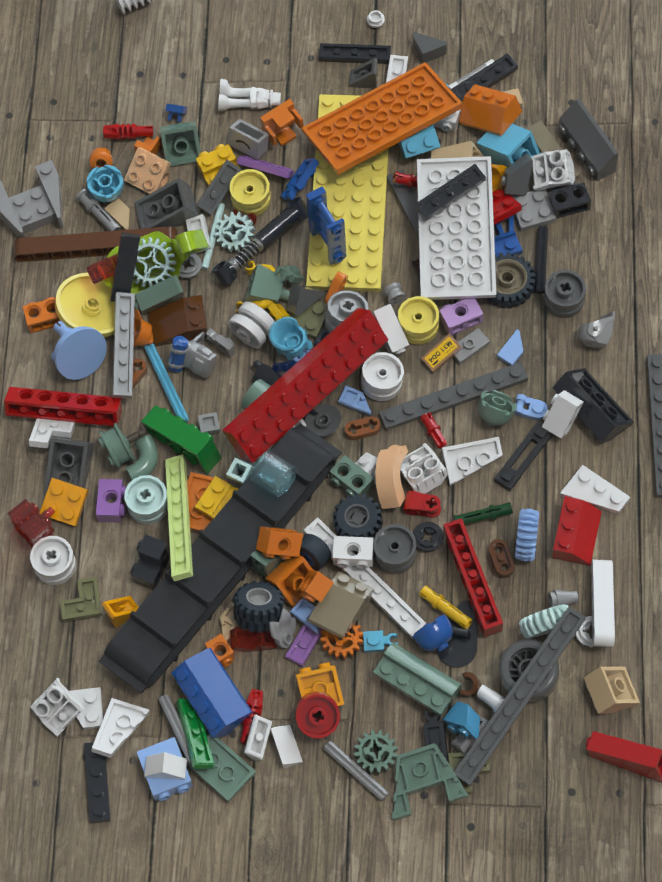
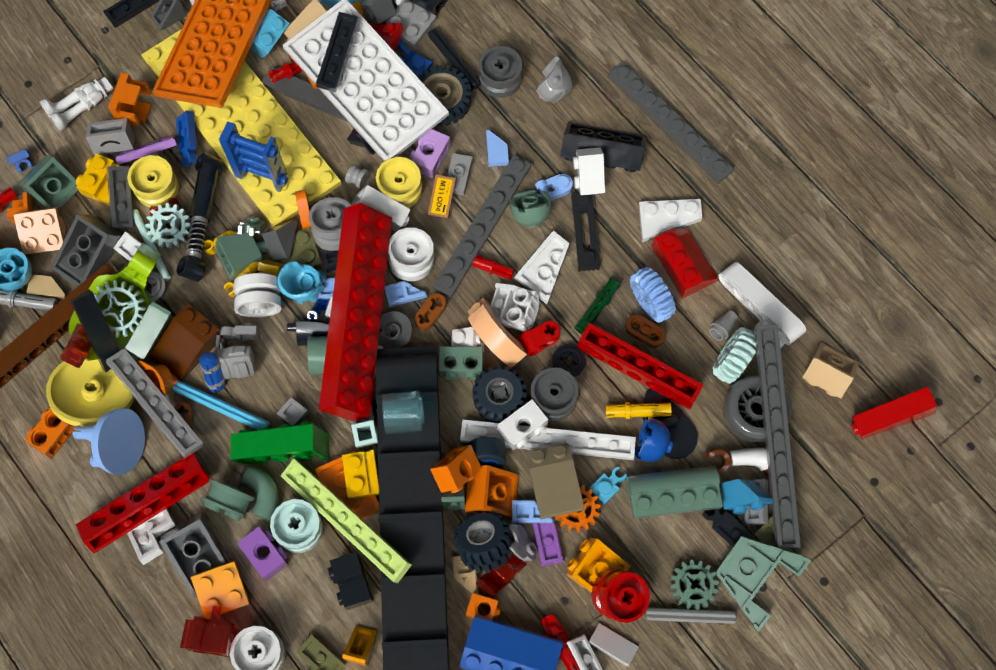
camera: 45 degrees left, 5 degrees up
(314, 586) = (520, 483): orange brick -> none

